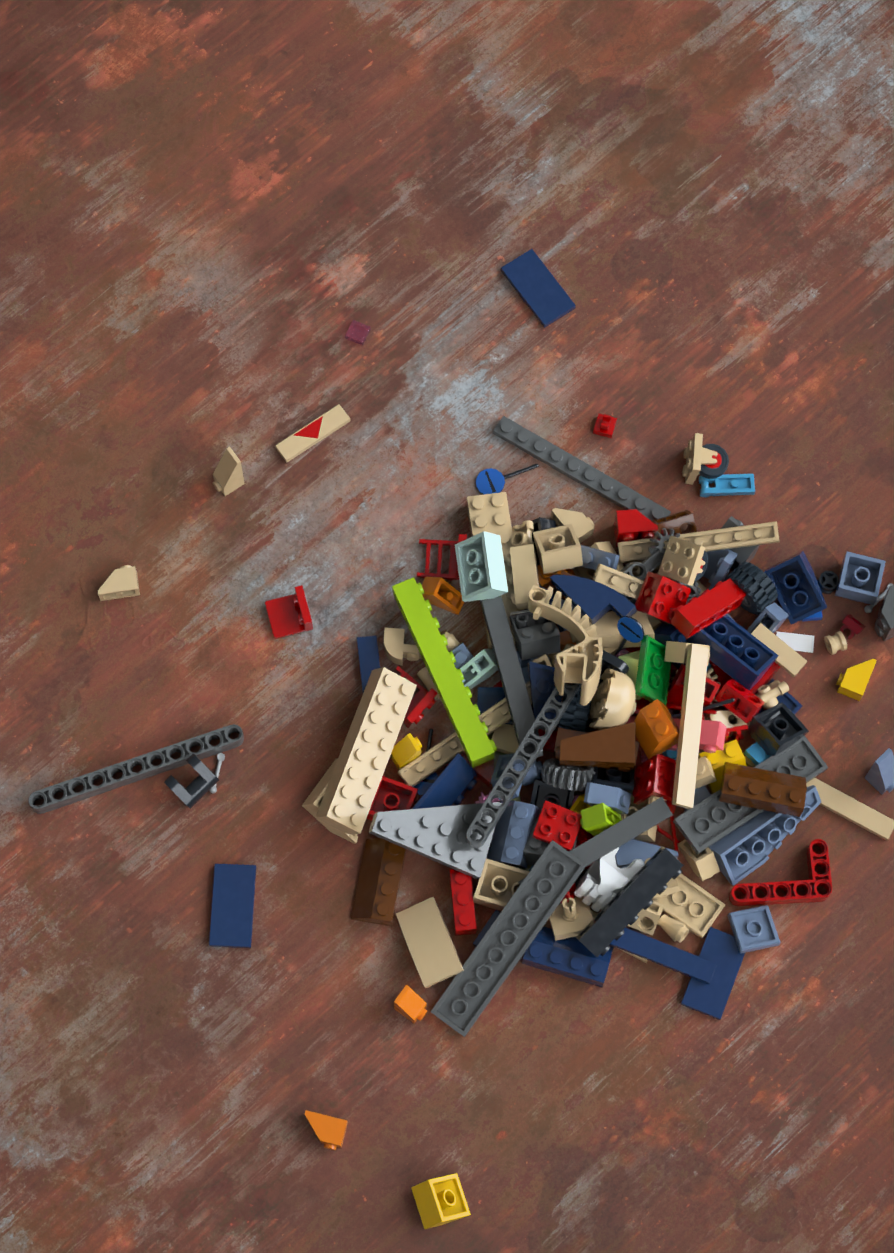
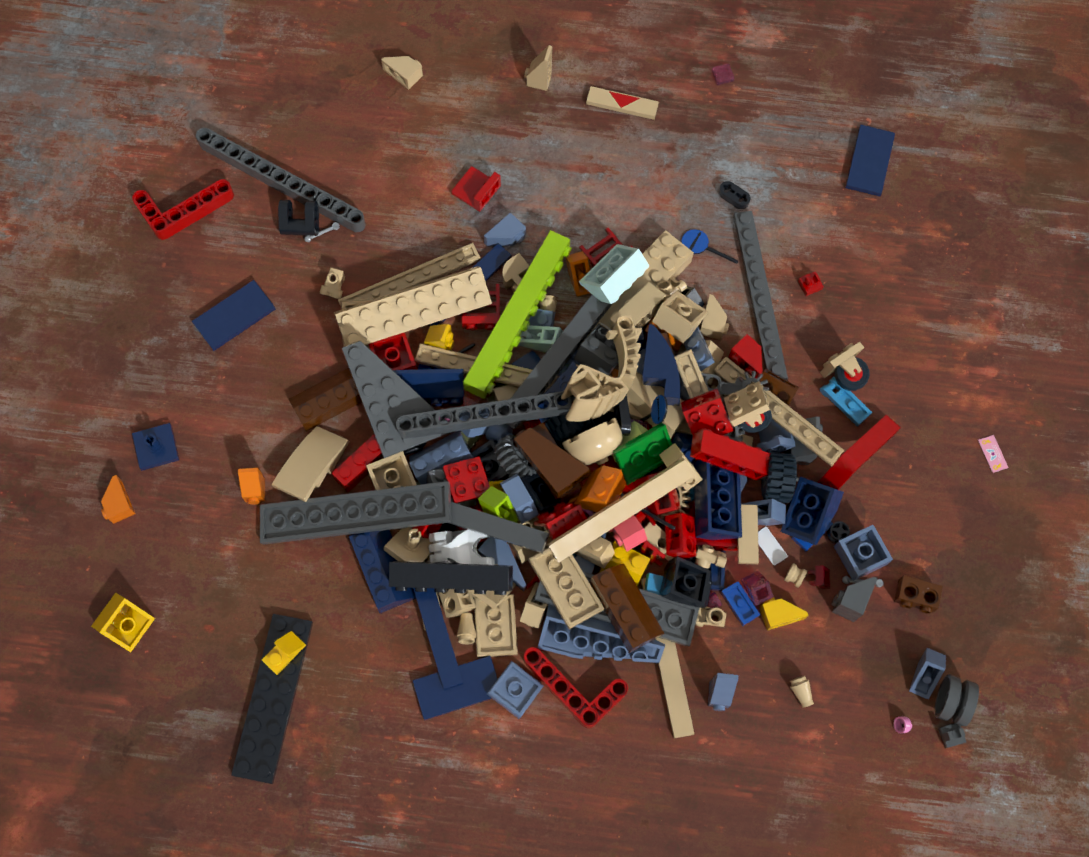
camera: 50 degrees right, 0 degrees up
(95, 874) = (183, 209): none -> red beam
(281, 803) = (331, 287): none -> tan plate
(301, 1061) = (155, 446): none -> dark blue tile
(327, 728) = (420, 274): none -> tan tile
(354, 622) = (506, 232): none -> sand blue slope
(476, 417) = (734, 195): none -> black beam
(577, 1086) = (285, 650): none -> yellow slope
(605, 1126) = (270, 706): none -> black plate
(710, 821) = (566, 587): none -> tan tile
(782, 510) = (860, 453): none -> red beam
(807, 720) = (714, 601): none -> clear pink hinge
(815, 737) = (705, 614): none -> tan plate
(823, 679) = (757, 588): none -> clear pink brick
(823, 702) = (740, 603): none -> blue plate
(858, 415) = (993, 453): none -> bright pink sticker

